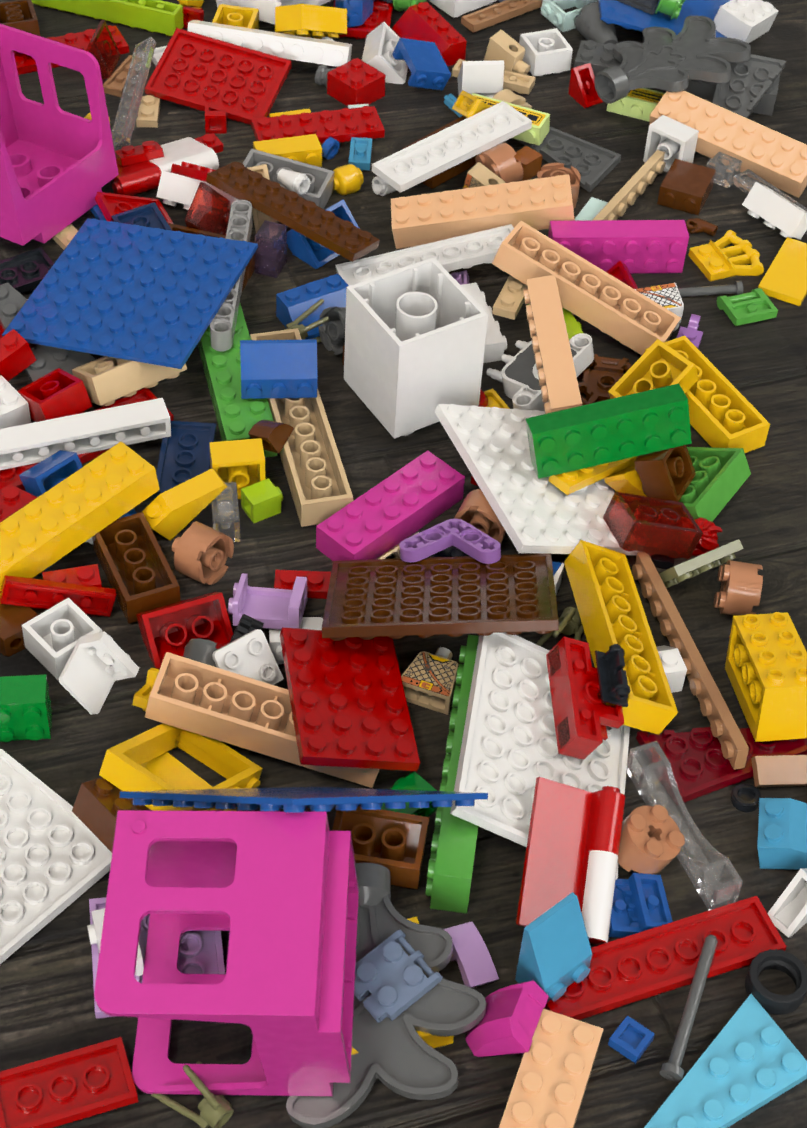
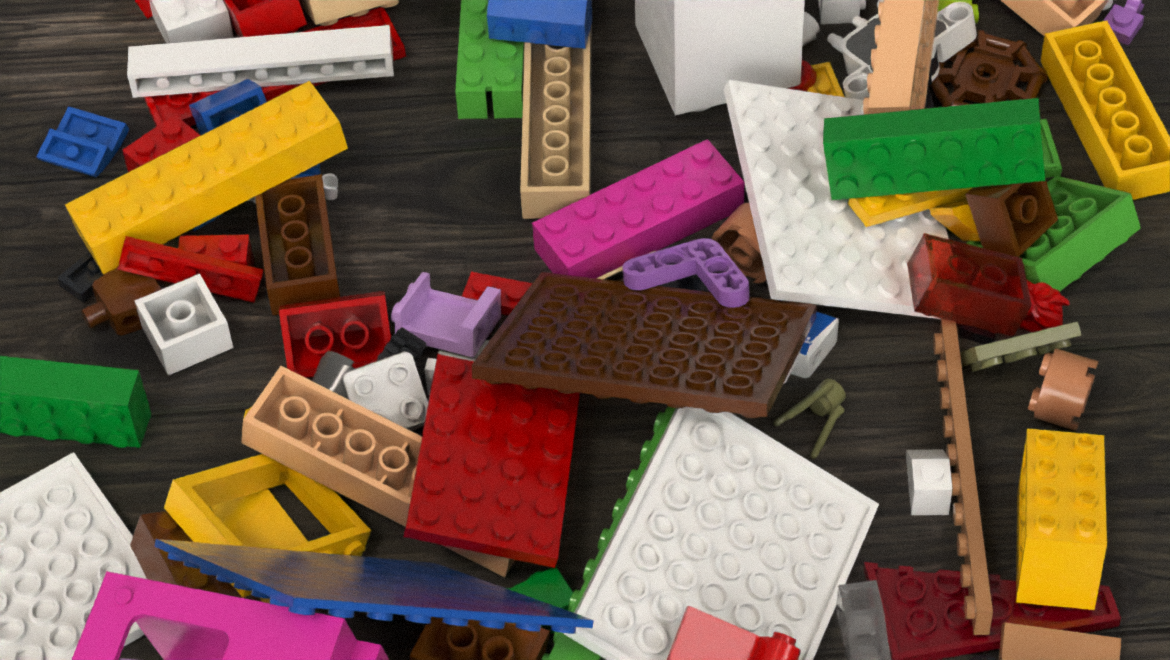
camera: 20 degrees right, 5 degrees up
(94, 669) = (207, 372): white bracket -> none
(181, 504) = (375, 169): yellow slope -> none
(184, 453) = (403, 112): dark blue plate -> none
(202, 553) = (382, 238): nougat brick -> none
(226, 512) = (429, 187): clear brick -> none
(238, 461) = (458, 132): yellow brick -> none
(261, 500) = (481, 177): lime brick -> none
(272, 433) = (508, 92): reddish brown brick -> none
(431, 680) = (614, 446): tan torso -> none
(577, 701) = (786, 510): red piece -> none
(612, 677) = (830, 487): black hinge -> none
(615, 615) = (874, 433): yellow brick -> none
(656, 369) = (1042, 70): yellow brick -> none

